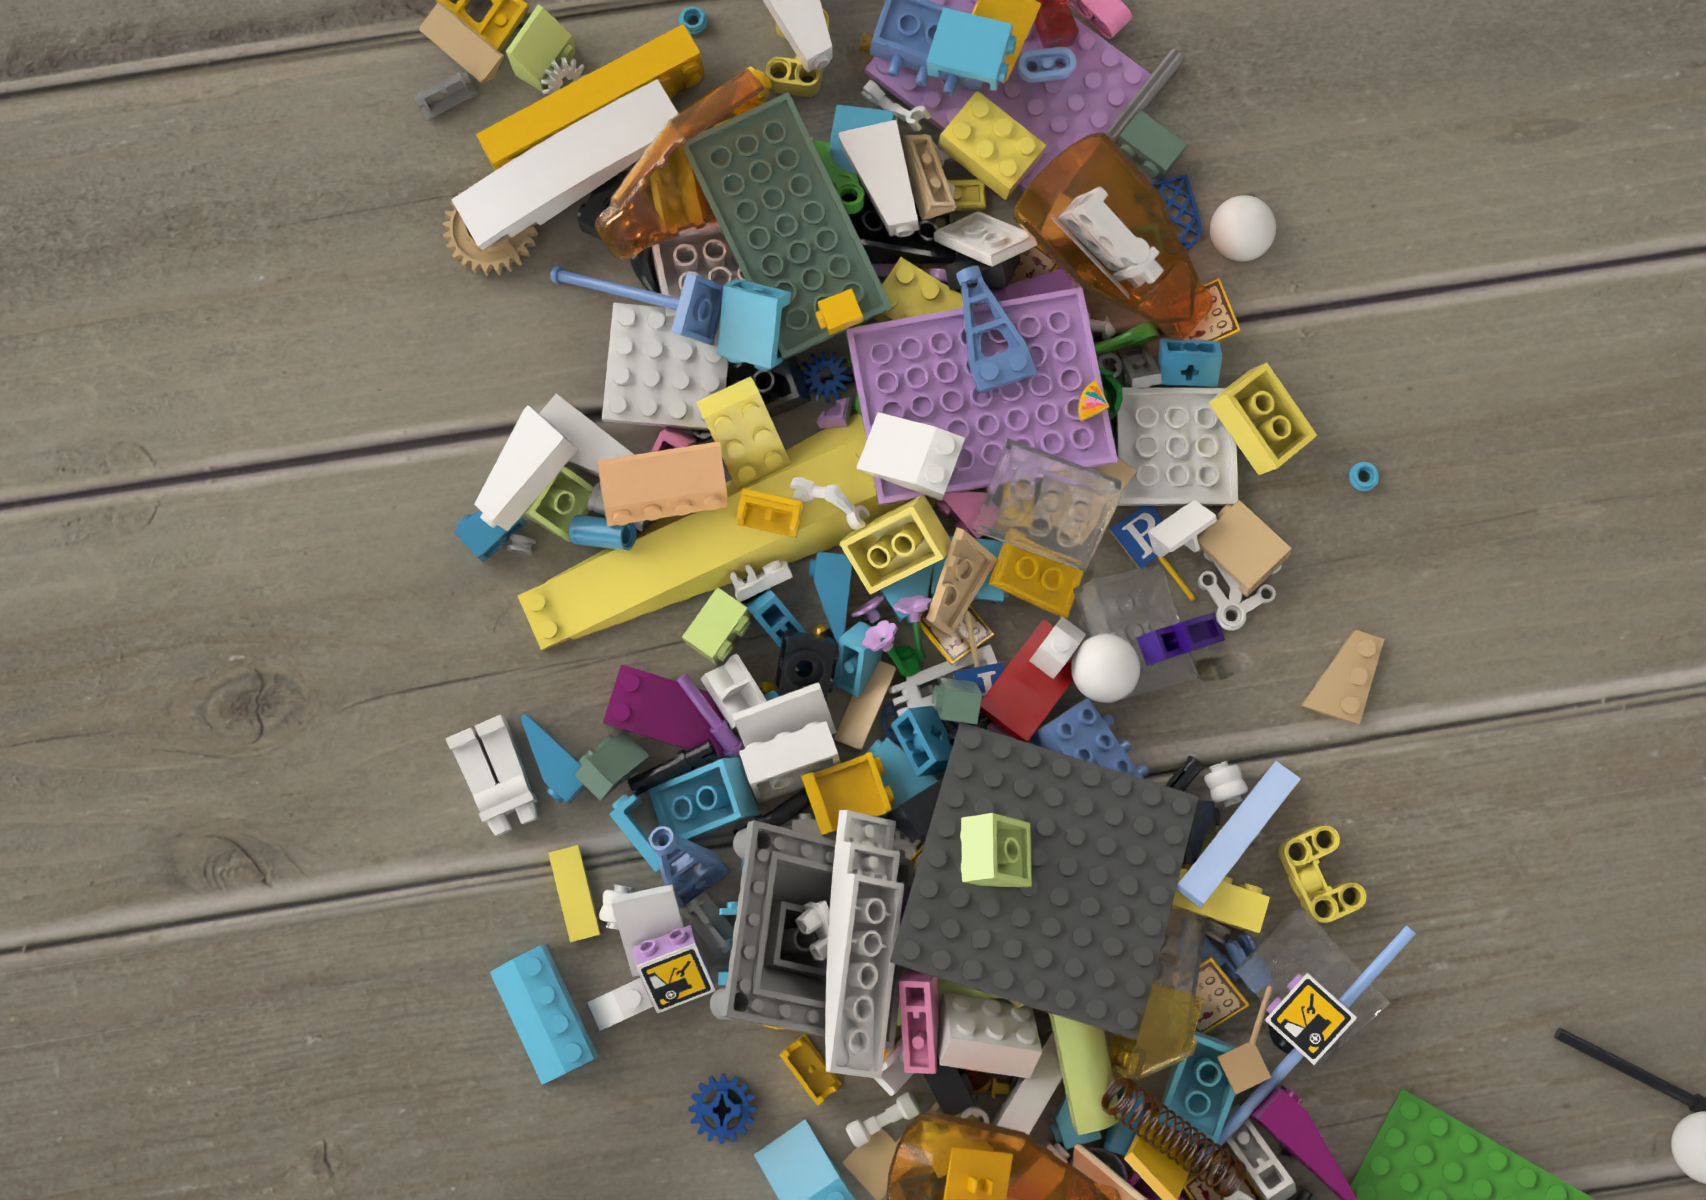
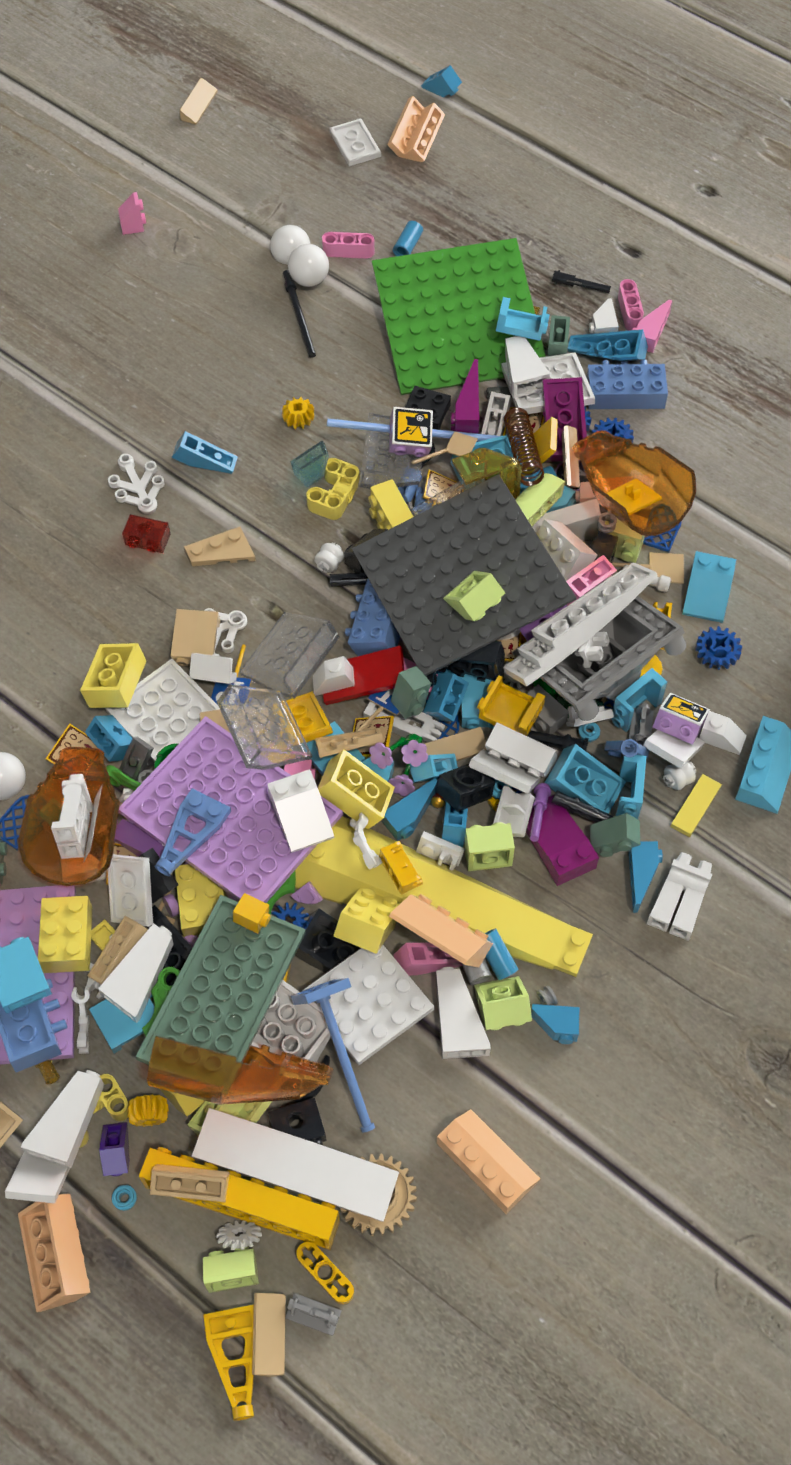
camera: 130 degrees left, 20 degrees down
(427, 350) = (487, 1160): none -> light nougat slope
(460, 124) = (343, 1281): none -> yellow beam
(523, 469) = (502, 1018): white slope -> none
(635, 59) = (189, 1183): none -> tan slope
(742, 41) = (114, 1149): none -> slope
(751, 323) = (300, 959): medium azure panel -> none
(1091, 402) = (183, 750): tile -> none
(1105, 668) = (324, 642): white piece -> none
(1180, 638) = (274, 627): dark purple slope -> none
(1237, 834) = (350, 526): light blue tile -> none
(1348, 1093) = (430, 400): none -> black brick
(1372, 476) = (100, 612): medium azure plate -> none
(1374, 869) = (311, 464): none -> clear light blue slope
(1454, 605) = (156, 533): none -> clear red brick
(1469, 920) = (298, 413): none -> yellow gear
(1500, 767) = (202, 454): none -> dark azure slope
(1521, 659) = (146, 503): none -> white plant

